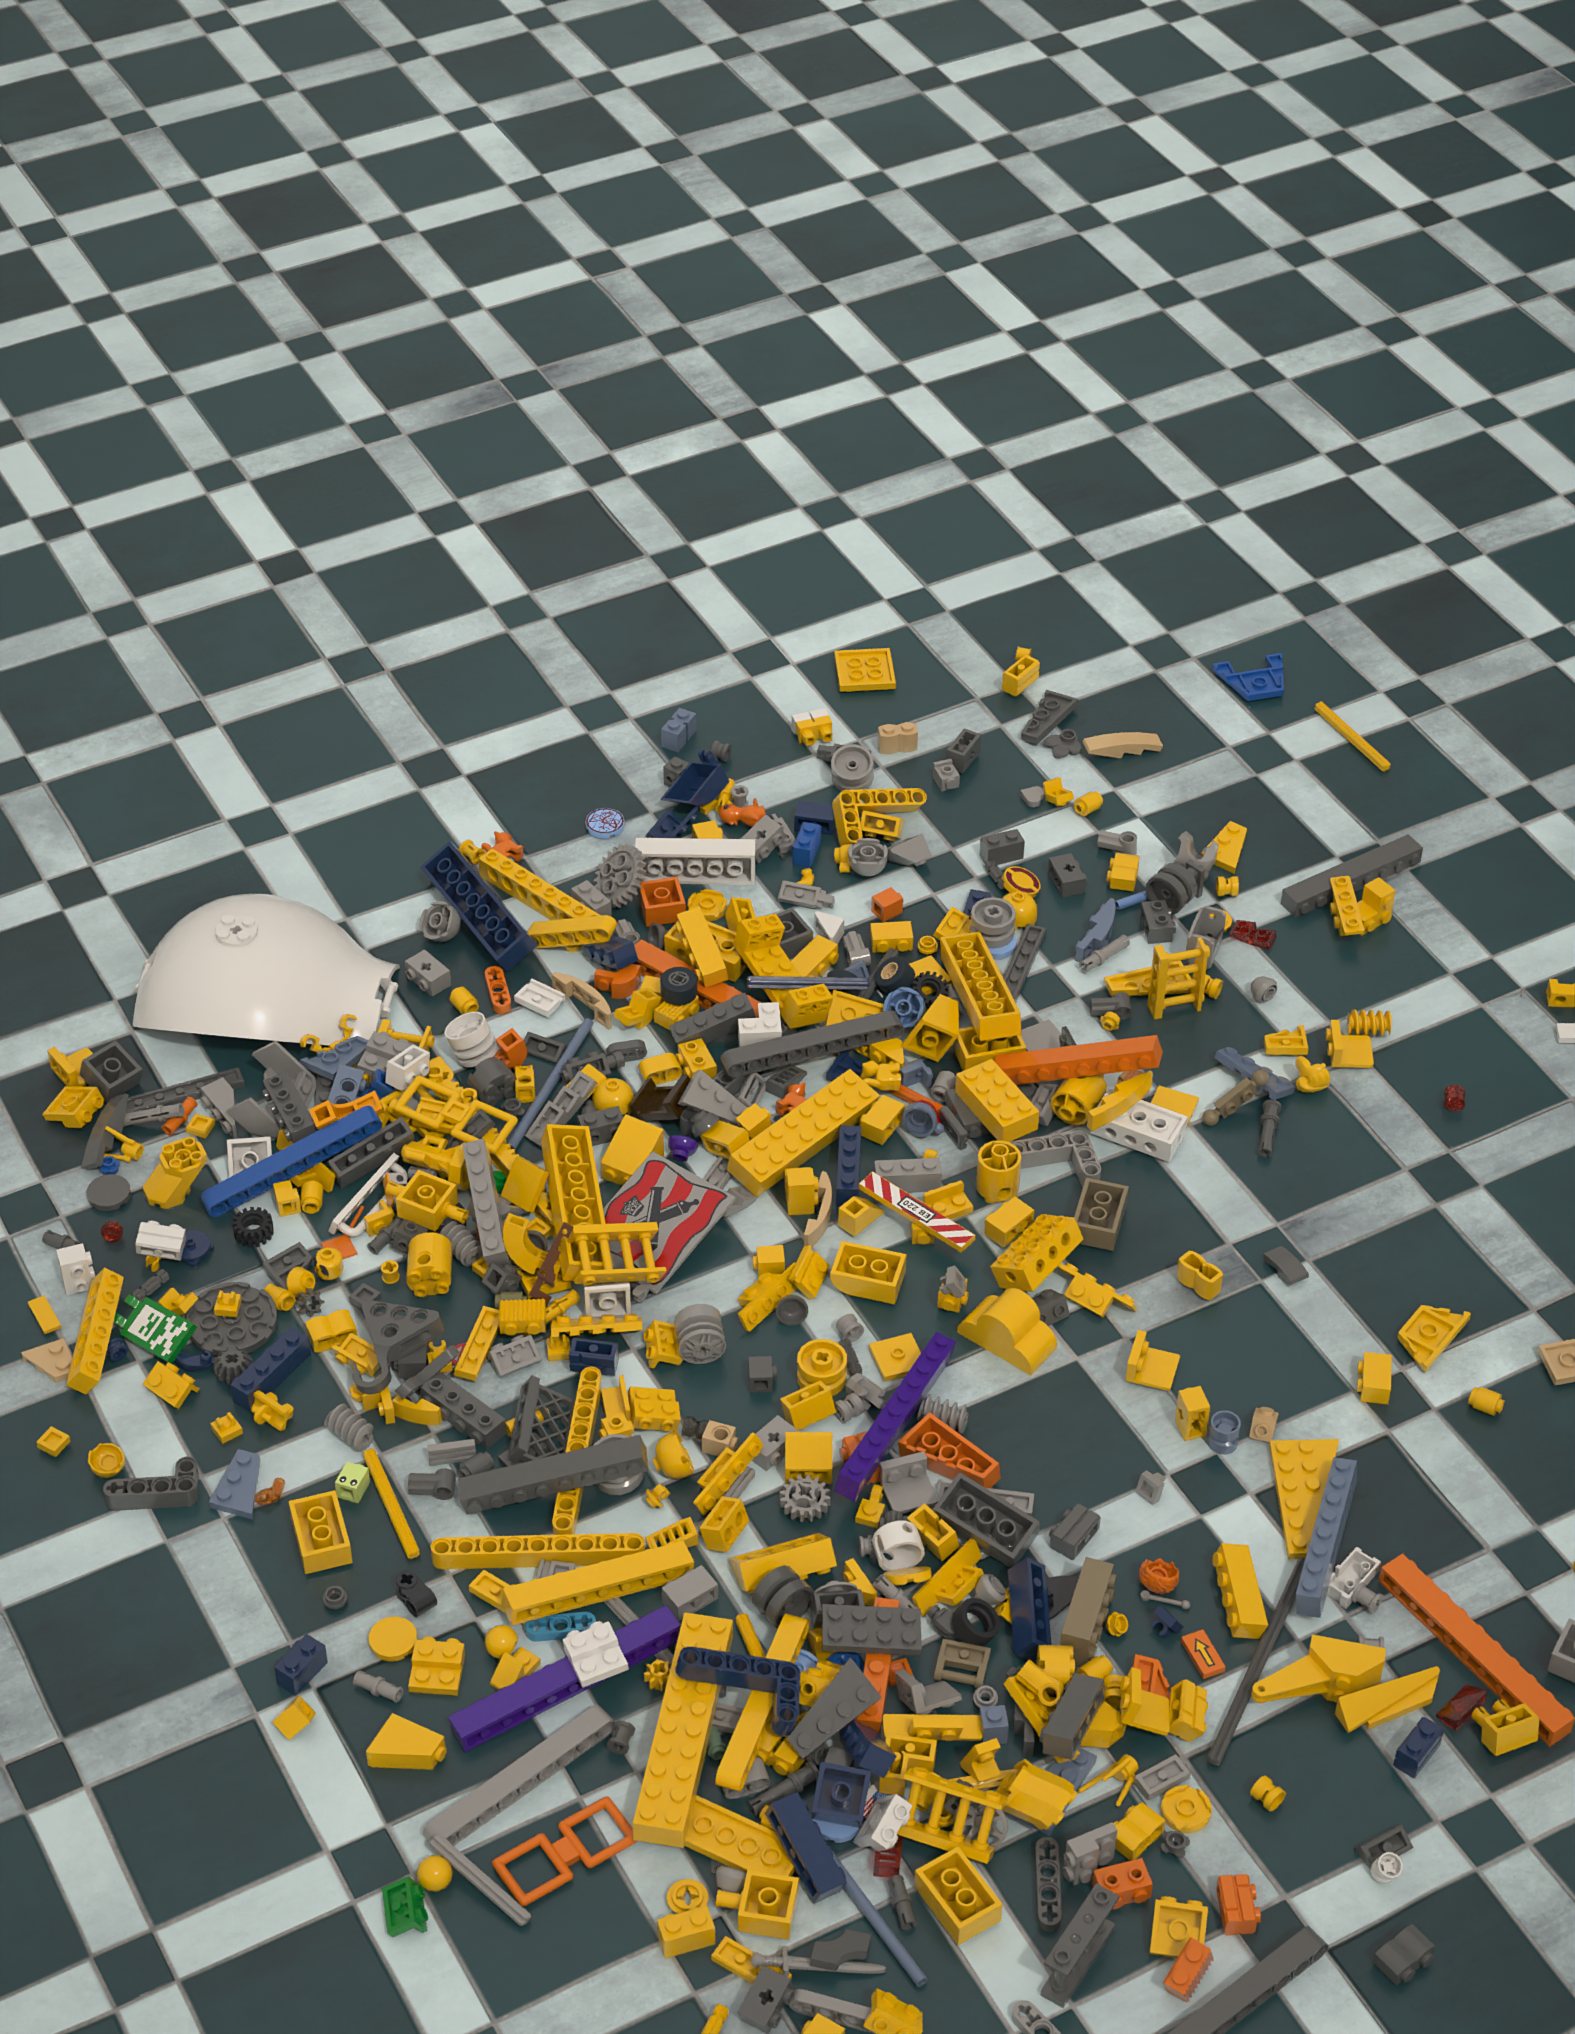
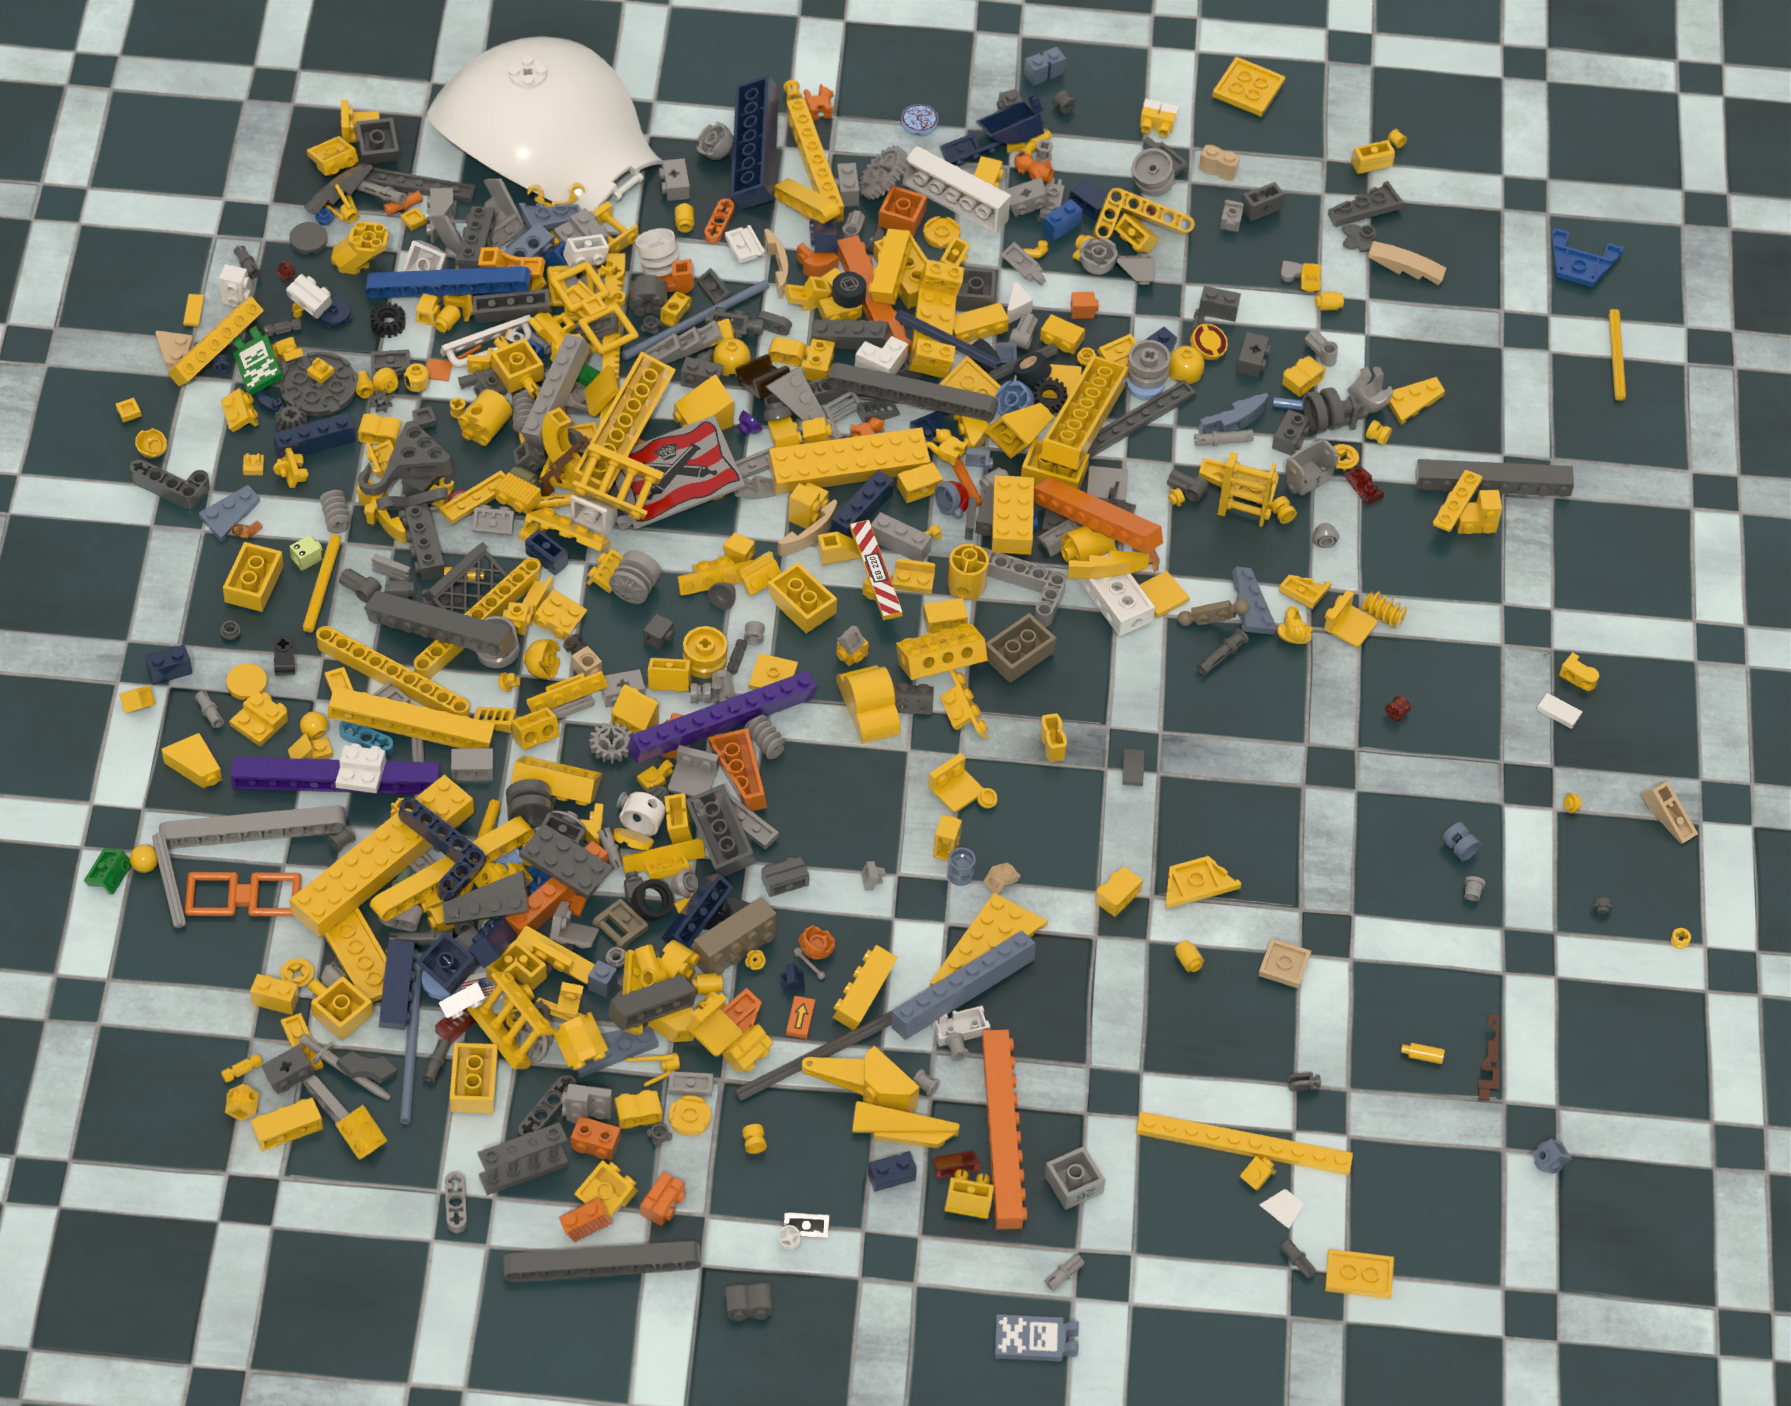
camera: 30 degrees right, 10 degrees up
(1187, 1360) = (987, 798): none -> yellow plate

